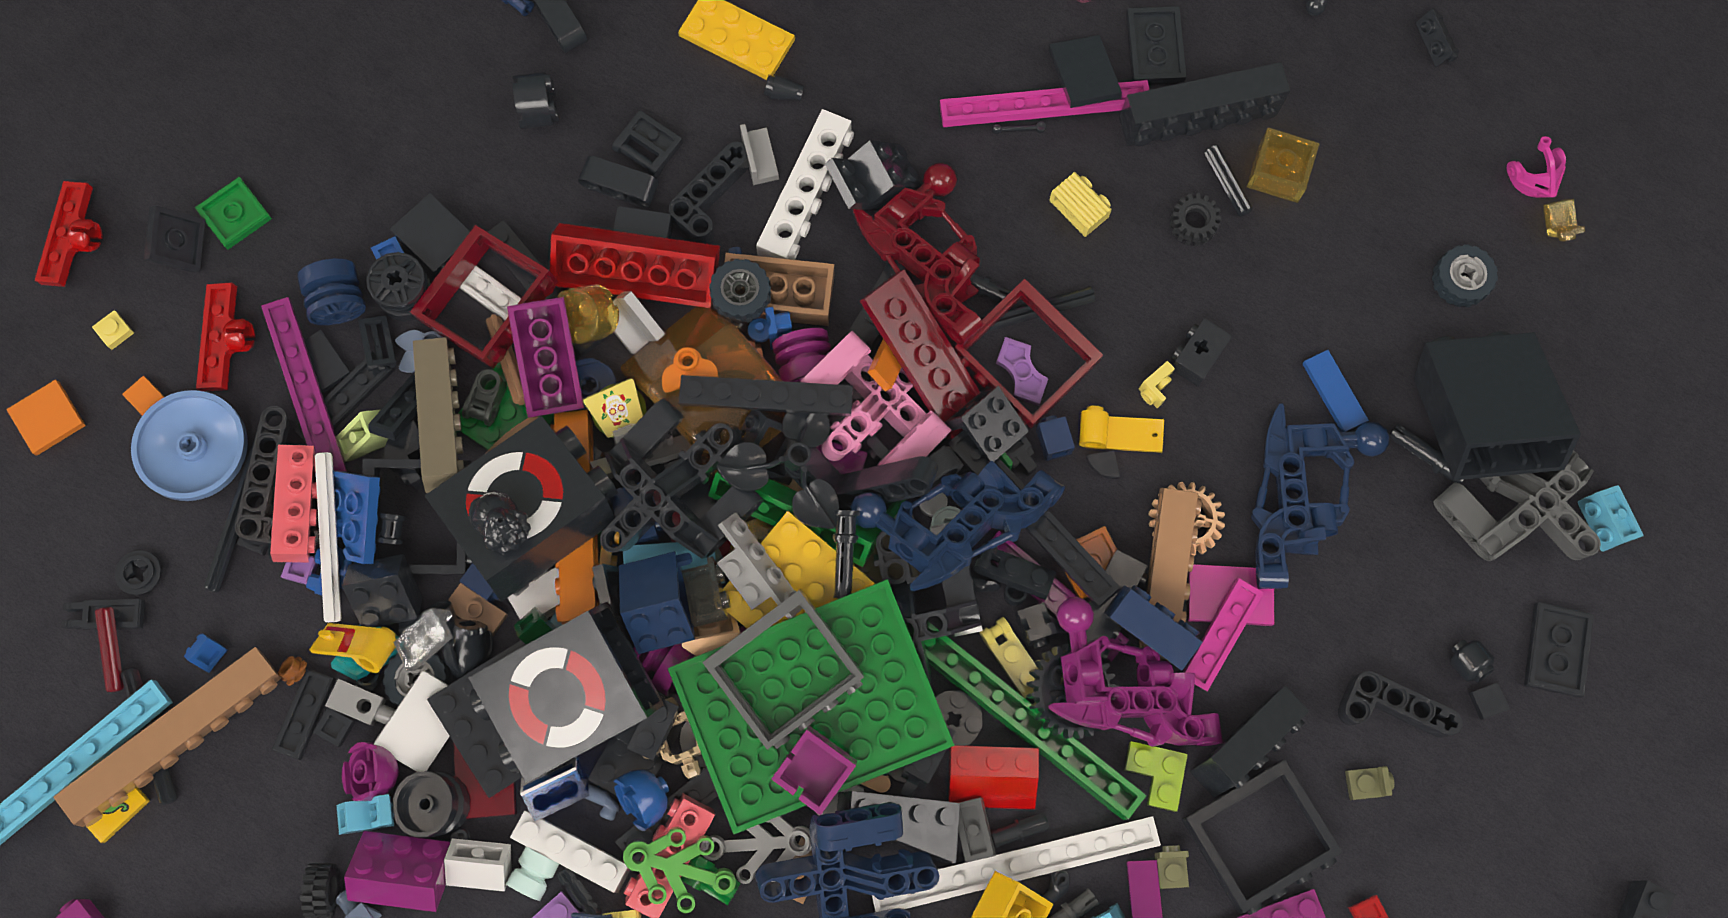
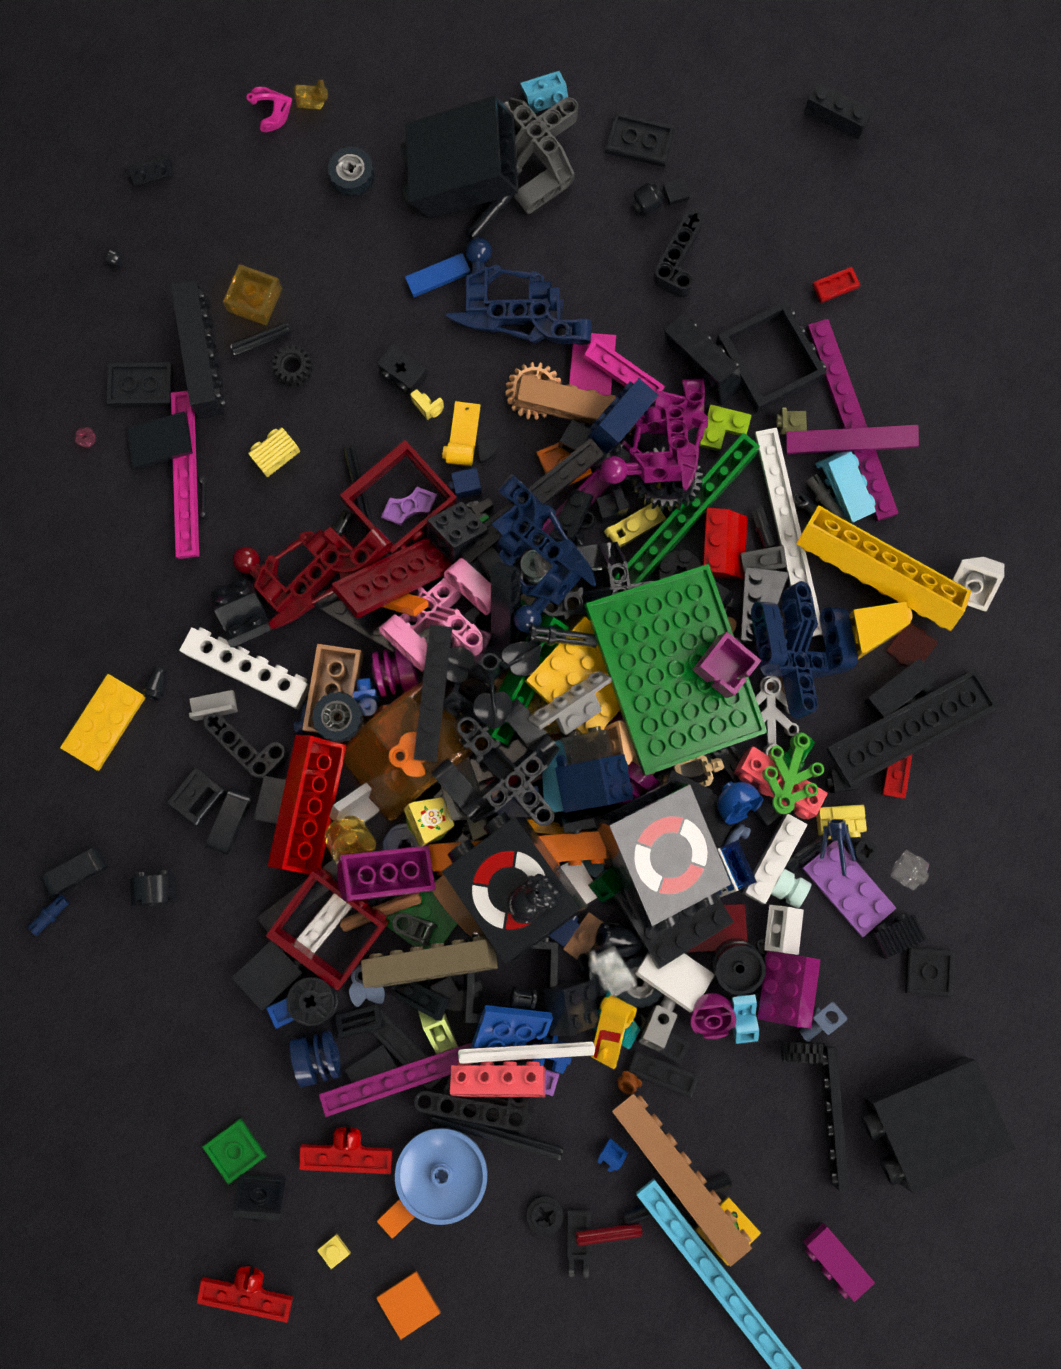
camera: 80 degrees left, 5 degrees up
(804, 717) = (623, 705): dark grey window -> none
(1369, 783) = (733, 279): olive bracket -> none

